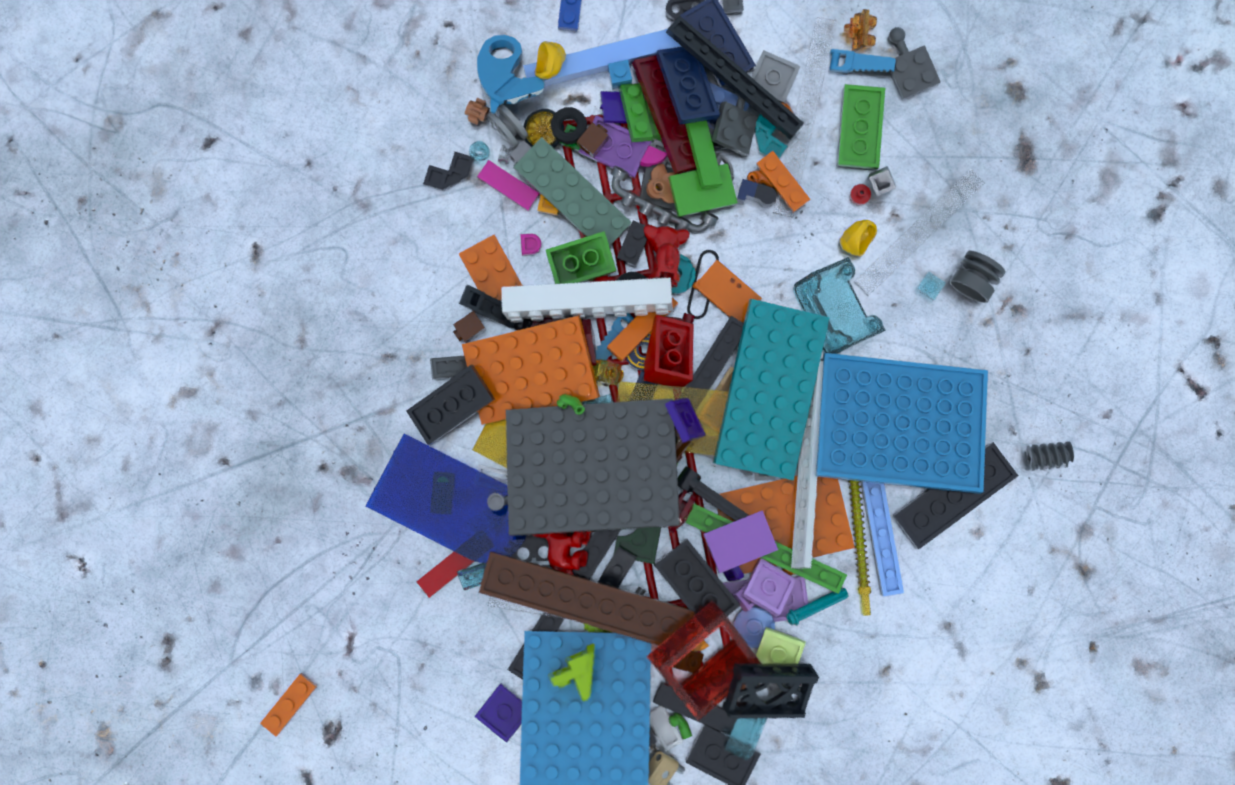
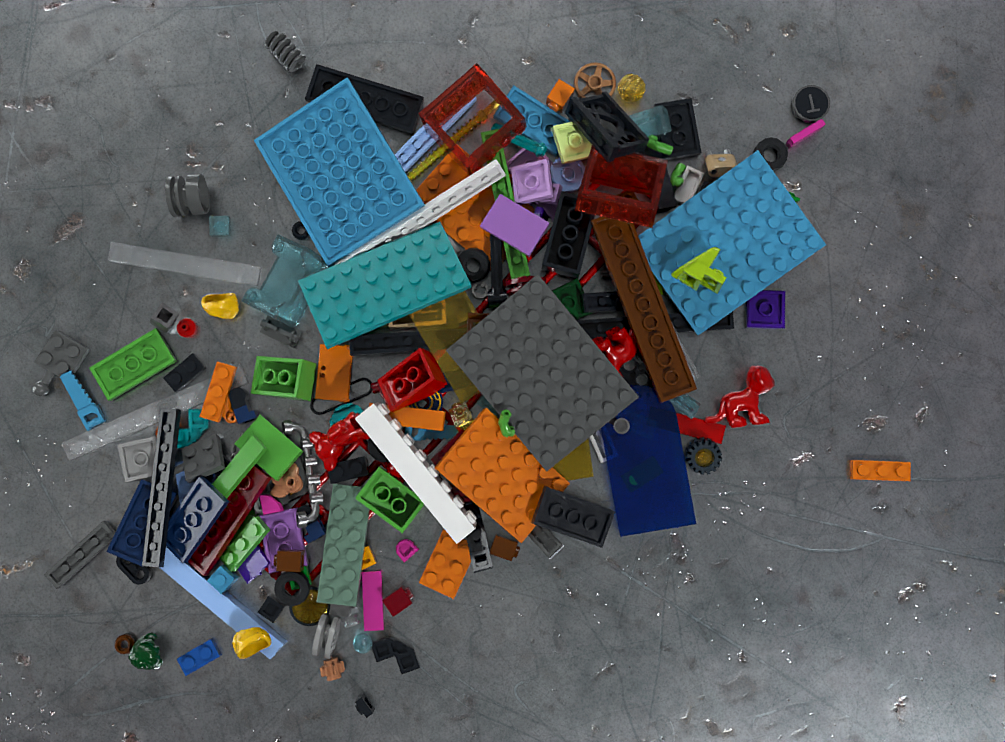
camera: 130 degrees left, 0 degrees up
(417, 557) = (703, 456): none -> black wheel
(426, 115) = (364, 706): none -> black plate
(444, 653) = (758, 382): none -> red animal
(492, 206) = (398, 600): none -> dark red brick
(497, 74) = (292, 674): dark azure animal -> none
(564, 96) = (271, 609): none -> black plate
(603, 180) = (315, 528): none -> dark blue leg
(685, 419) = (454, 329): dark purple tile -> none
(703, 466) = (477, 295): none -> light grey bush
(725, 723) = (654, 144): none -> bright green arm
(729, 492) = (483, 260): none -> black tyre
(754, 245) = (283, 378): none -> bright green slope
(791, 743) = (631, 88): none -> clear yellow piece
(797, 271) = (280, 331): none -> dark grey hinge
(821, 716) = (595, 81): none -> medium nougat wheel
(822, 165) = (184, 372): none -> black plate
(830, 631) = (538, 118): none -> dark azure tile
(830, 672) = (560, 96): none -> orange brick
(859, 28) = (56, 420): clear orange hips -> none
(875, 347) = (295, 231): none -> black plate
(892, 567) = (453, 100): none -> clear red windscreen

